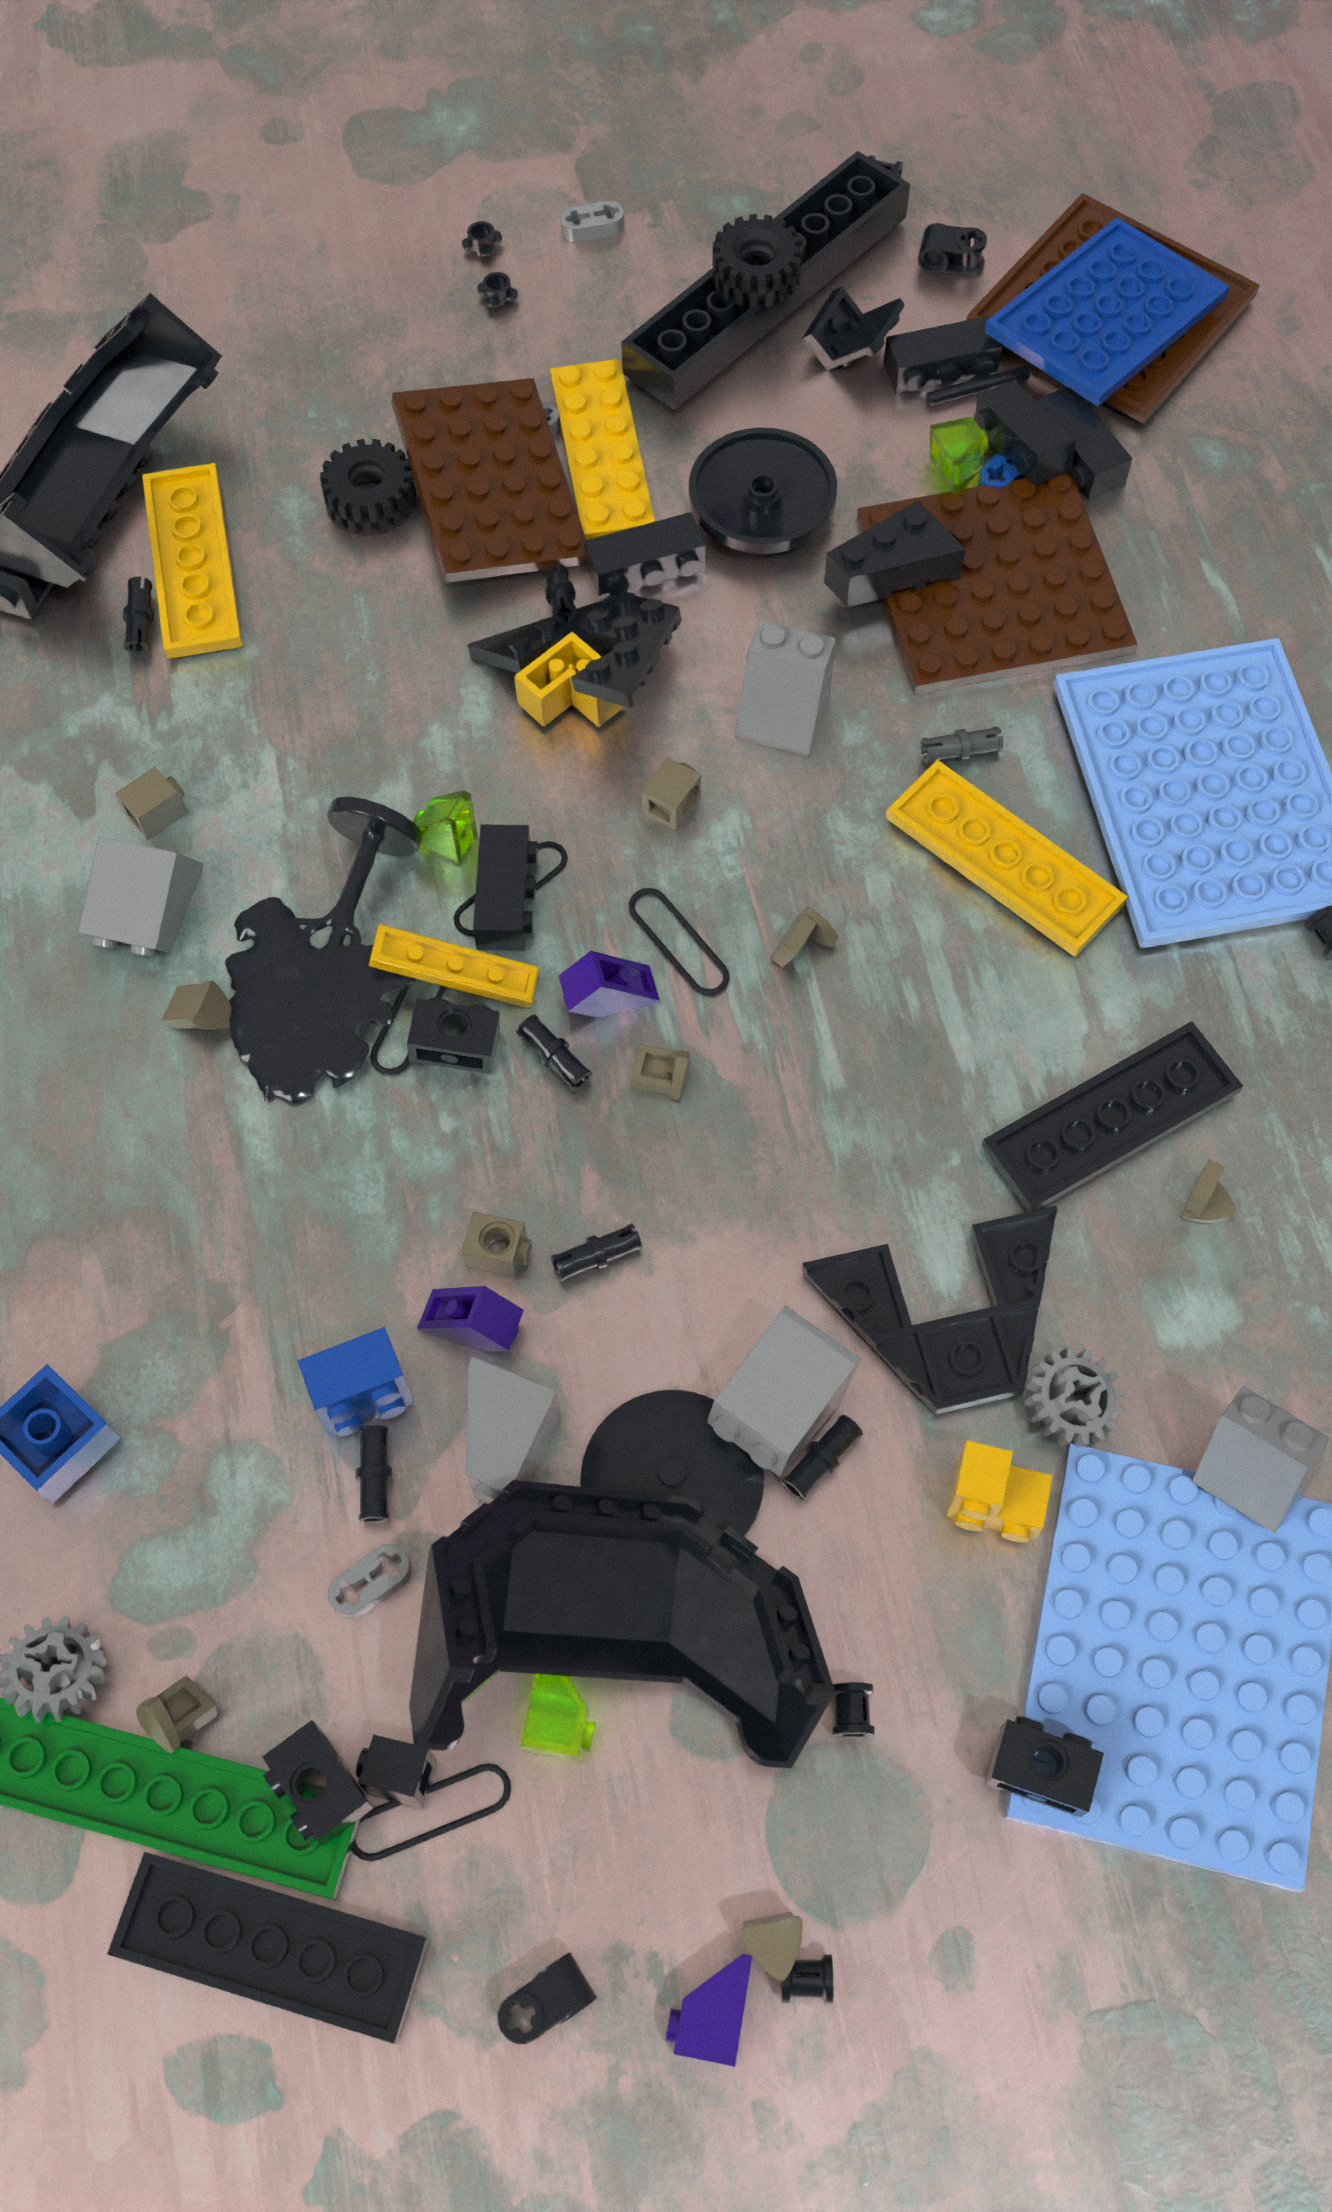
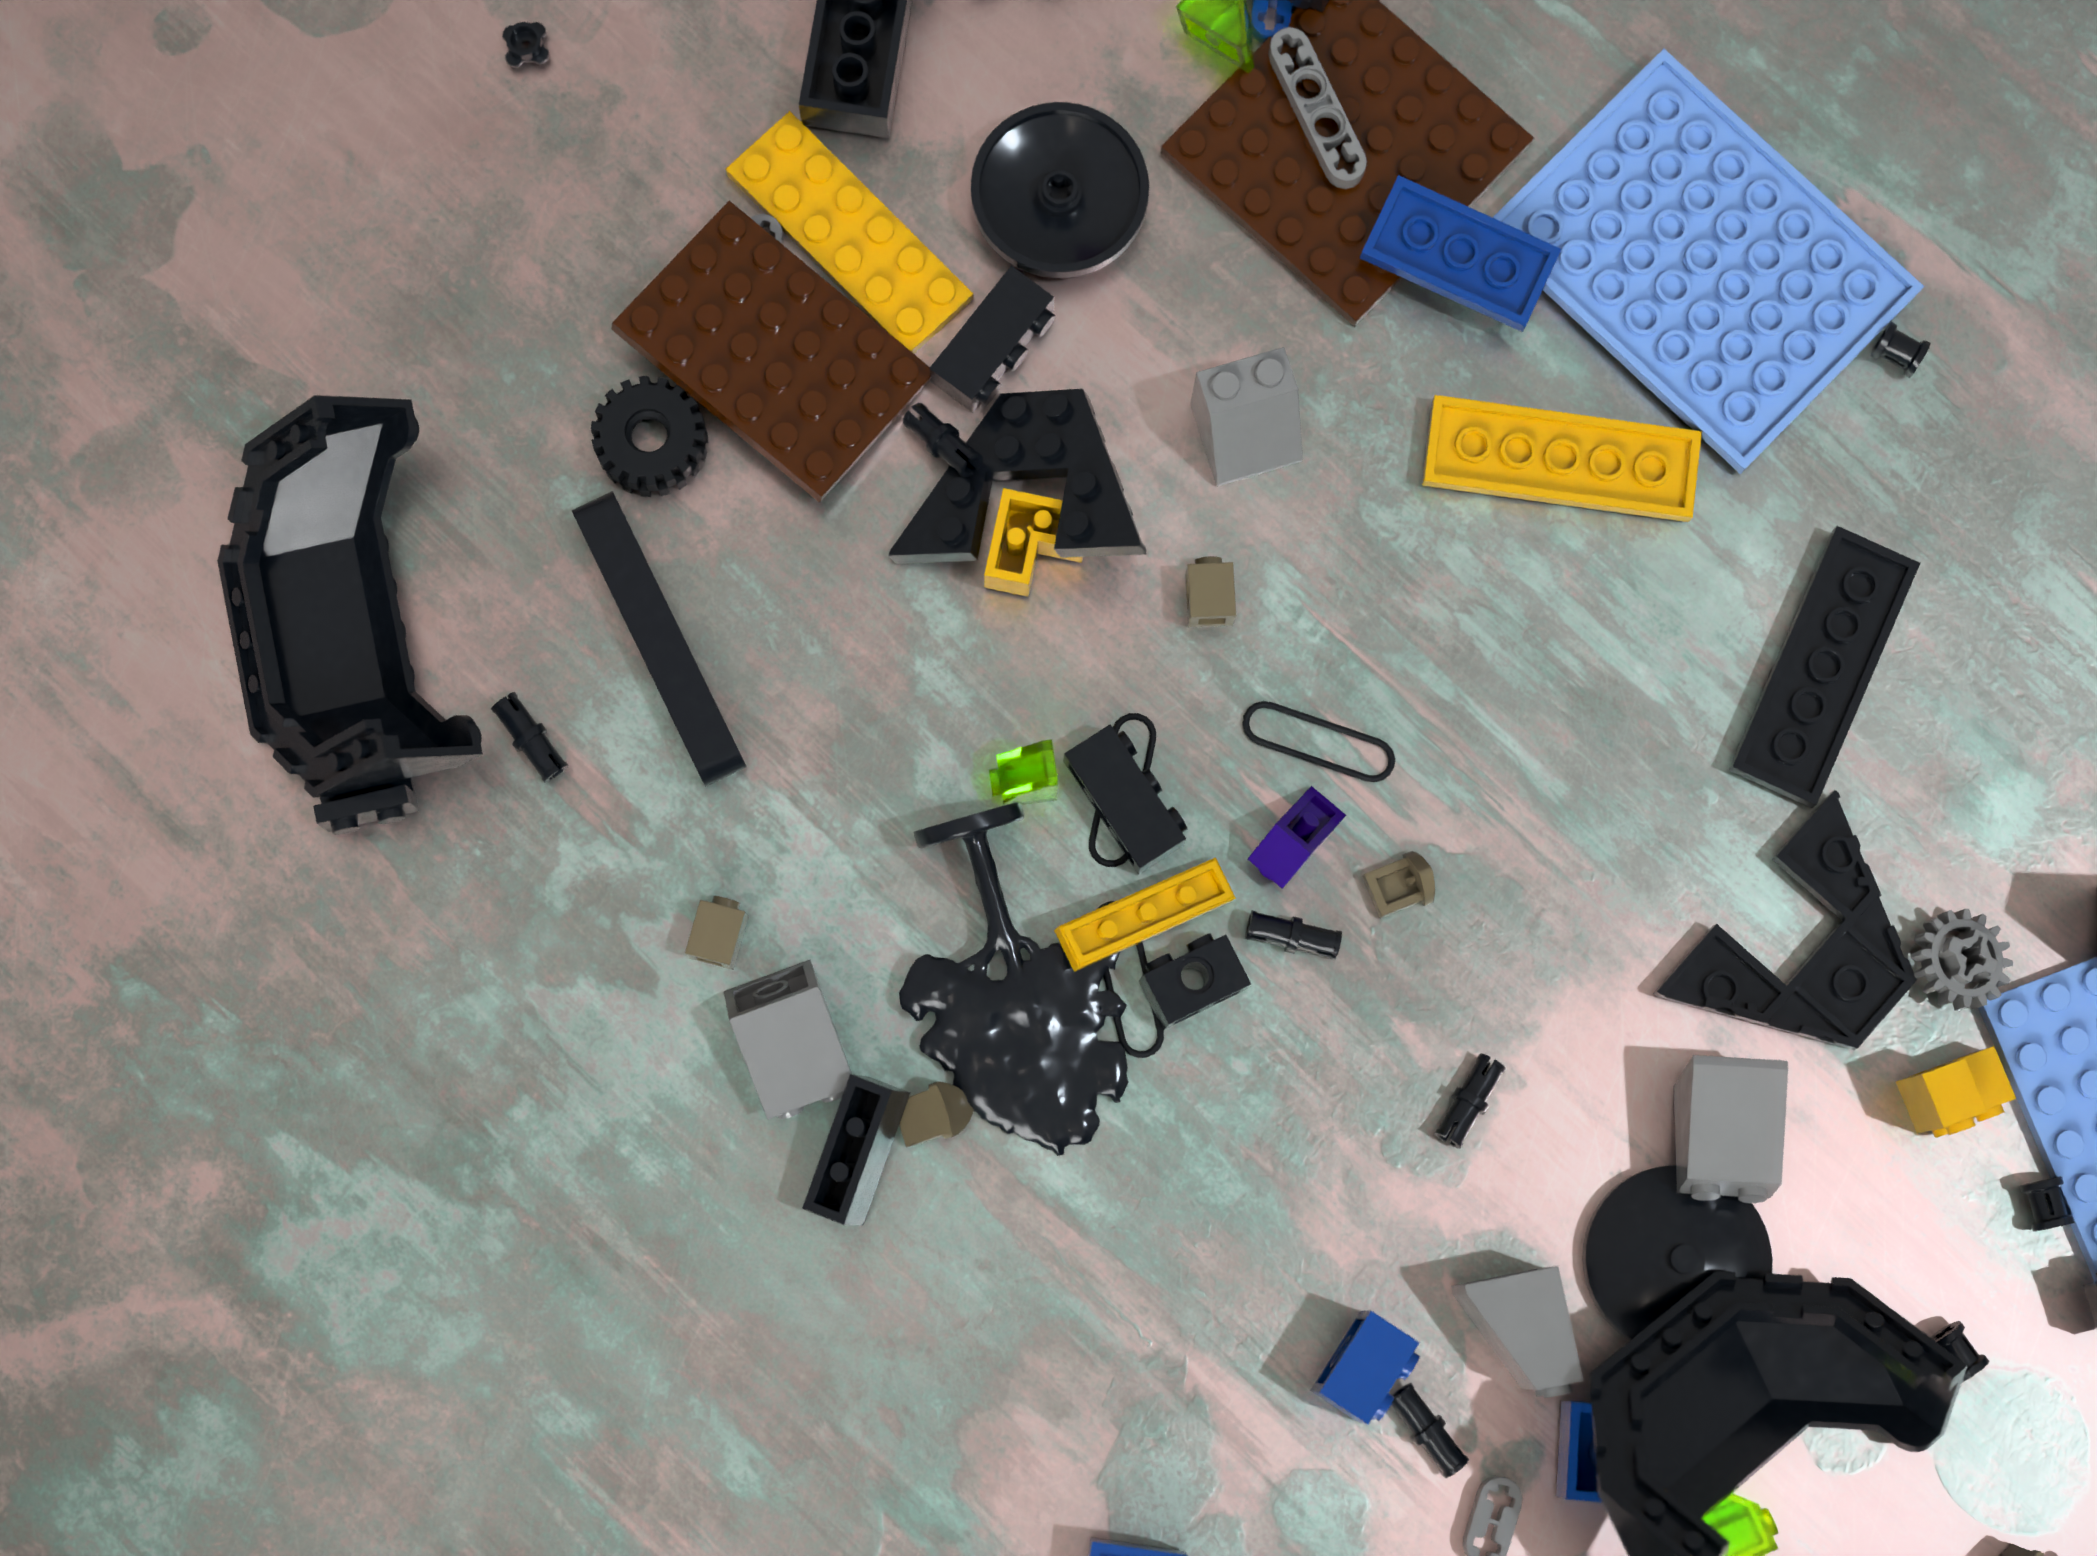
camera: 40 degrees left, 15 degrees up
(119, 990) = (856, 1150): none -> black brick
(191, 561) = (532, 637): yellow plate -> none
(270, 608) = (659, 639): none -> black beam
(471, 1318) = (1407, 1238): dark purple slope -> none
(488, 1228) = (1360, 1159): dark tan brick -> none
(497, 289) = (586, 90): black plate -> none
(805, 926) = (1432, 669): dark tan tile -> none
(822, 1457) = (1793, 1156): black pin -> none
(892, 556) = (1252, 195): black wedge -> none
(961, 744) = (1442, 360): dark grey pin -> none
(985, 536) = (1323, 105): none -> light grey beam
(1016, 1657) = (2036, 1194): none -> black bush
(1023, 676) = (1460, 253): none -> blue plate
(1209, 1199) = (1952, 691): dark tan tile -> none

